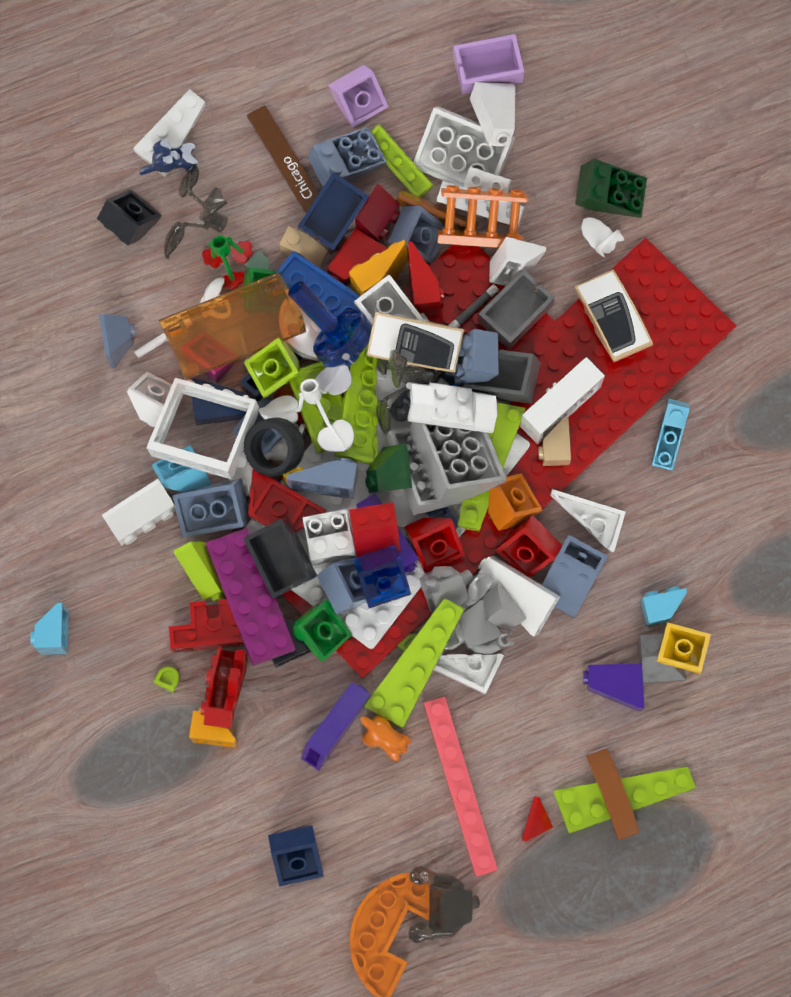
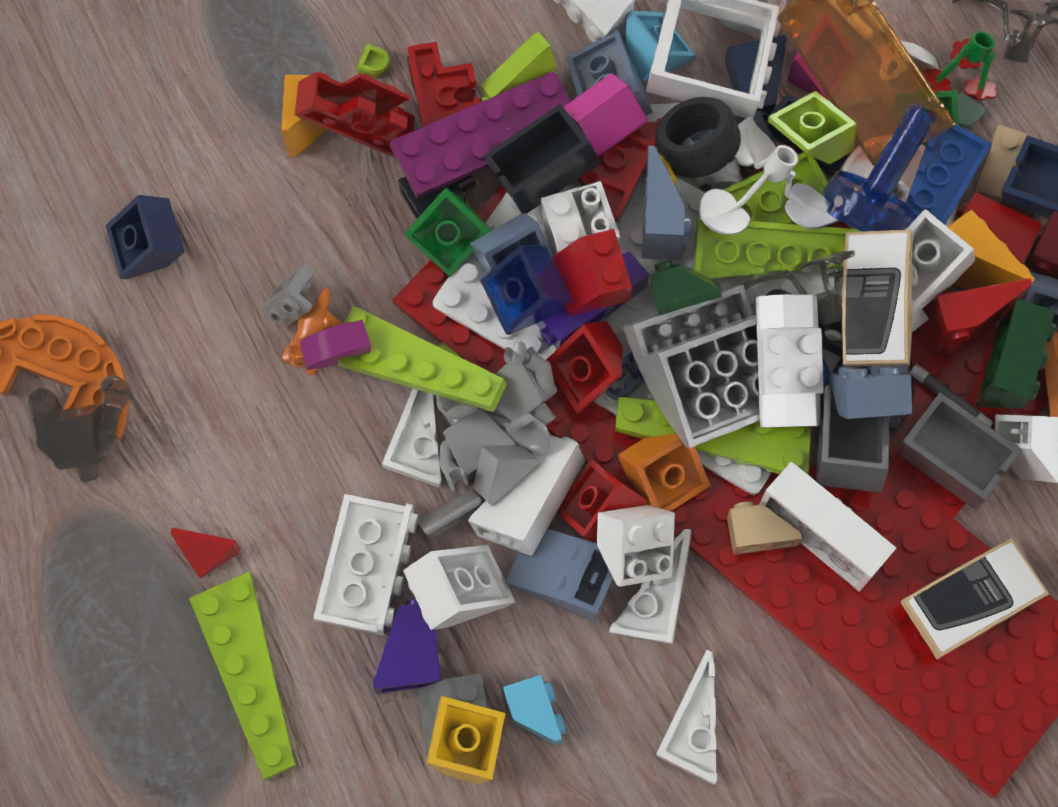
camera: 85 degrees right, 5 degrees down
(247, 509) = (606, 113): none -> dark pink slope
(335, 726) = (344, 278): dark purple slope -> none
(356, 749) = (287, 300): none -> light grey bracket
(399, 717) = (337, 342): none -> magenta slope
(457, 261) = (1017, 356): none -> dark green slope
(460, 786) = (249, 444): coral plate -> none
(523, 651) = (449, 515): none -> light grey slope
(555, 709) = (366, 565): none -> white bracket
(563, 523) = (637, 543): none -> white slope
(580, 646) = (457, 585): none -> white slope
(613, 794) = (247, 654): dark orange slope -> none
(670, 434) = (805, 704): medium azure slope -> none
(684, 507) = (691, 735): none -> white wing

